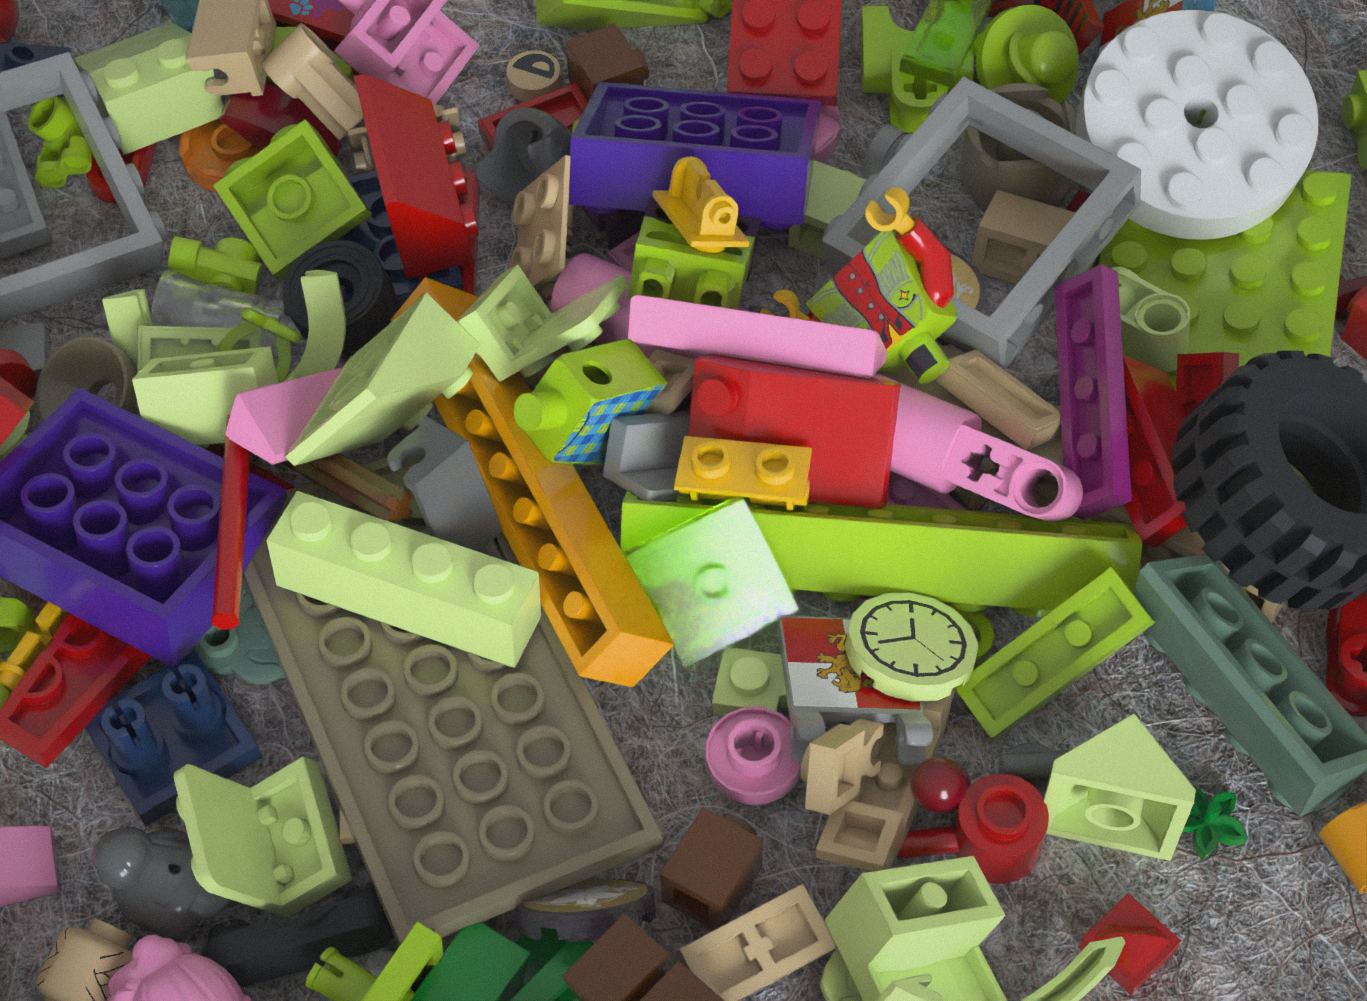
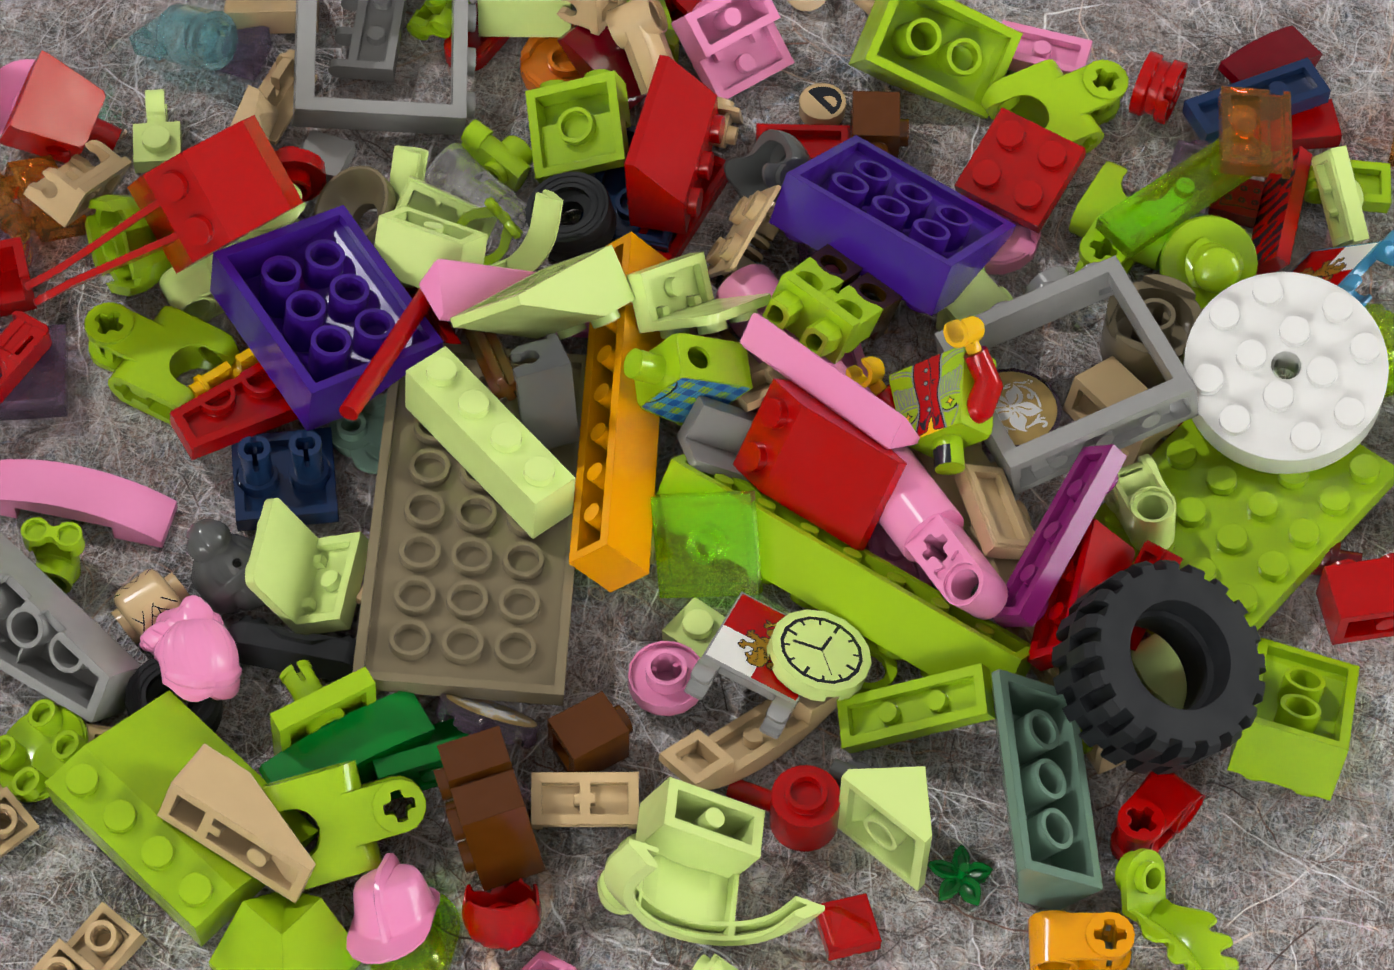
camera: 25 degrees right, 0 degrees up
(700, 208) = (846, 270): yellow hinge -> none
(744, 469) = (766, 476): yellow hinge -> none
(837, 762) = (709, 703): tan plate -> none
(939, 784) = (775, 755): dark red cylinder -> none

